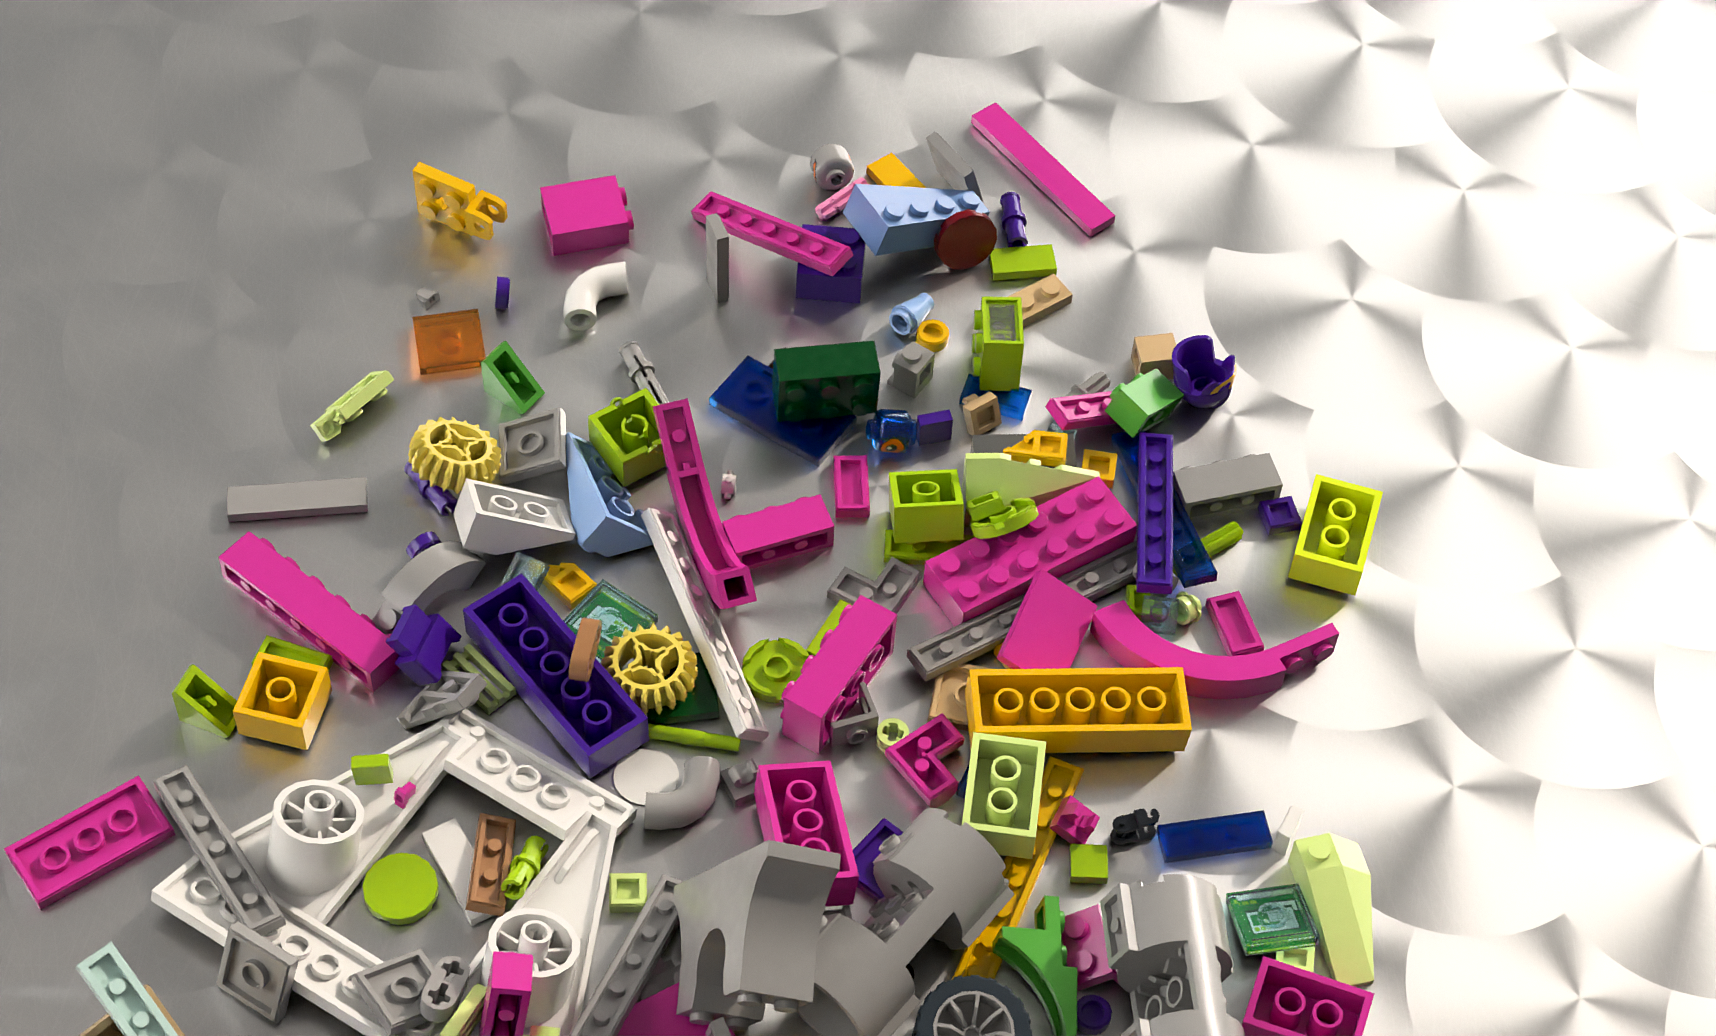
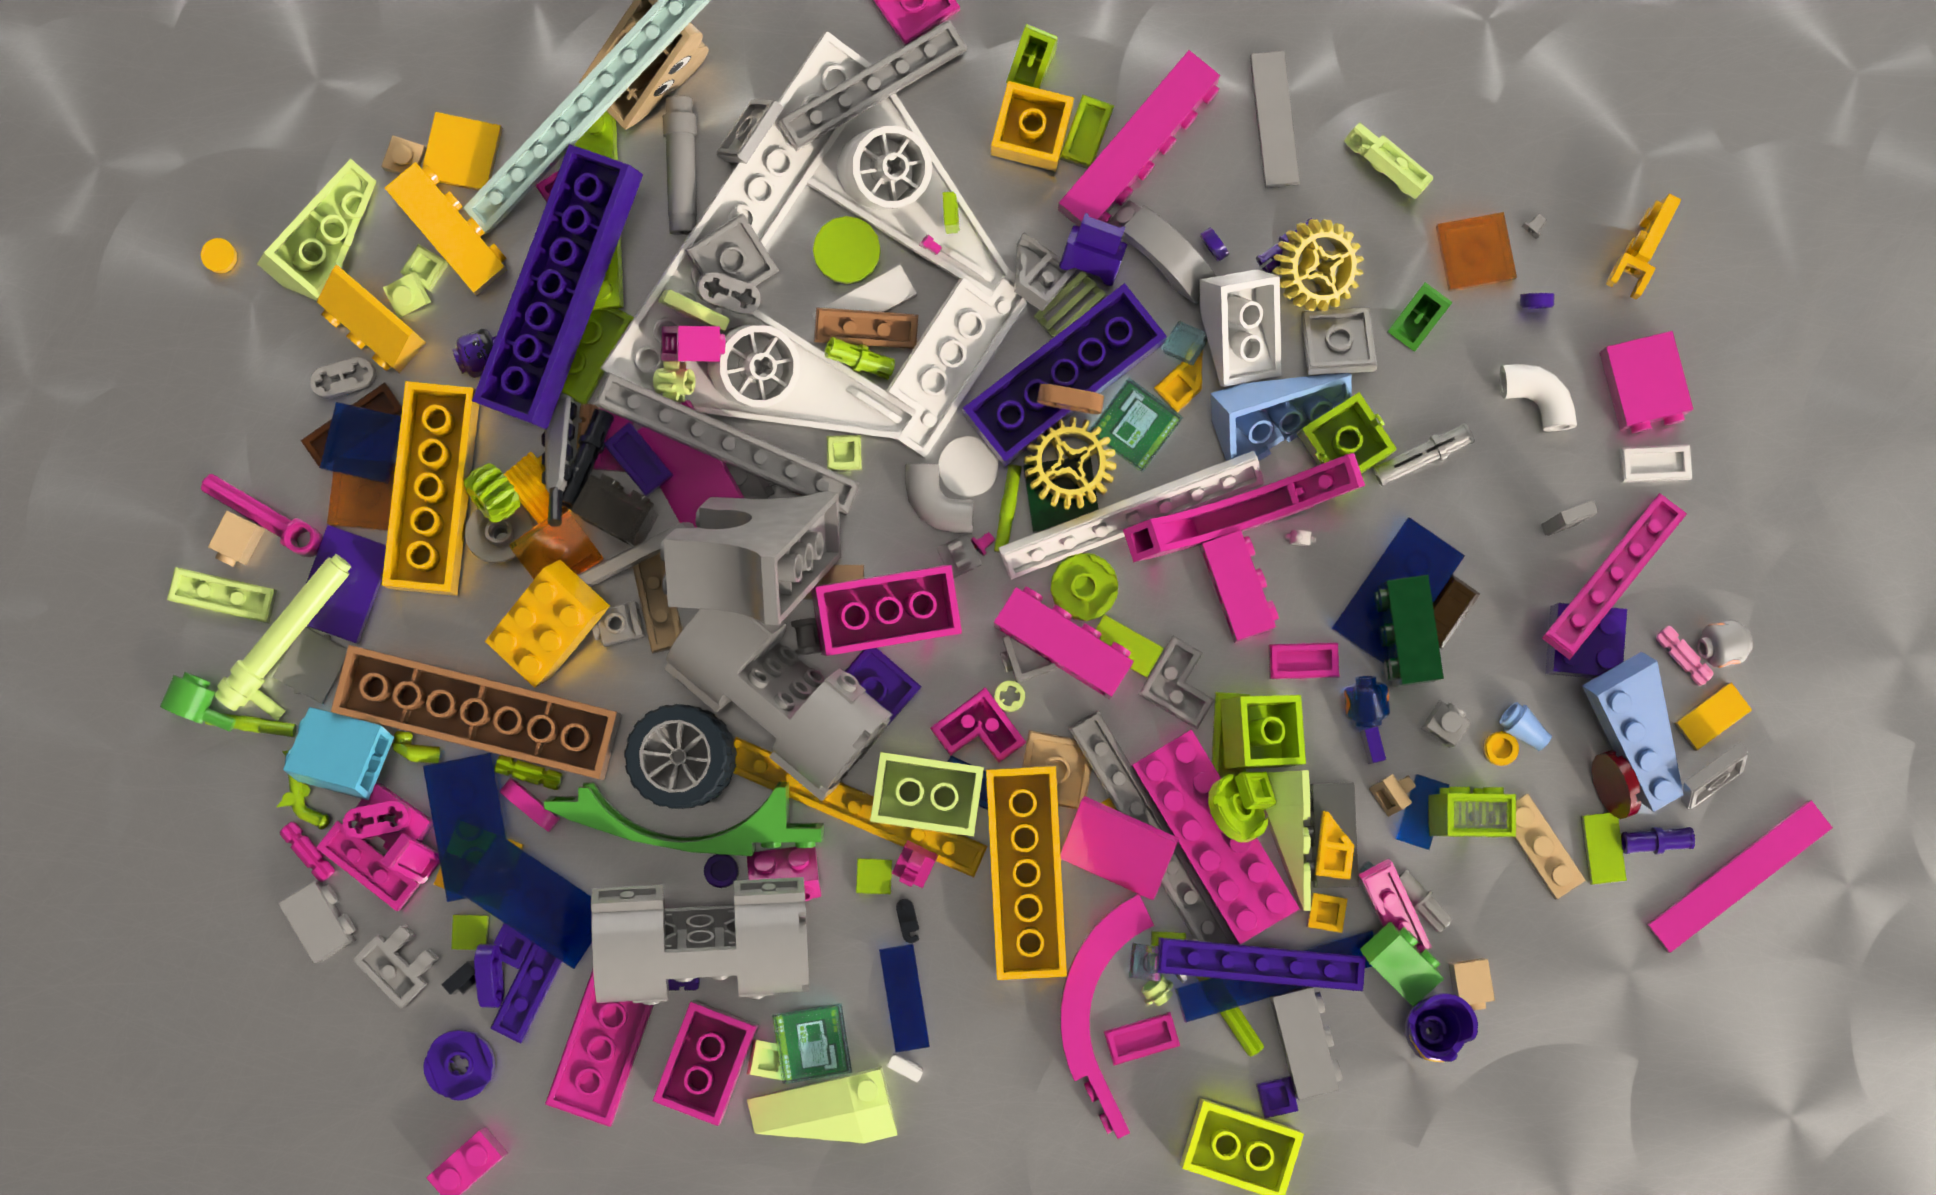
camera: 95 degrees right, 30 degrees up
(662, 216) = (1655, 463): none -> white tile
(729, 759) = (982, 543): none -> dark pink piece

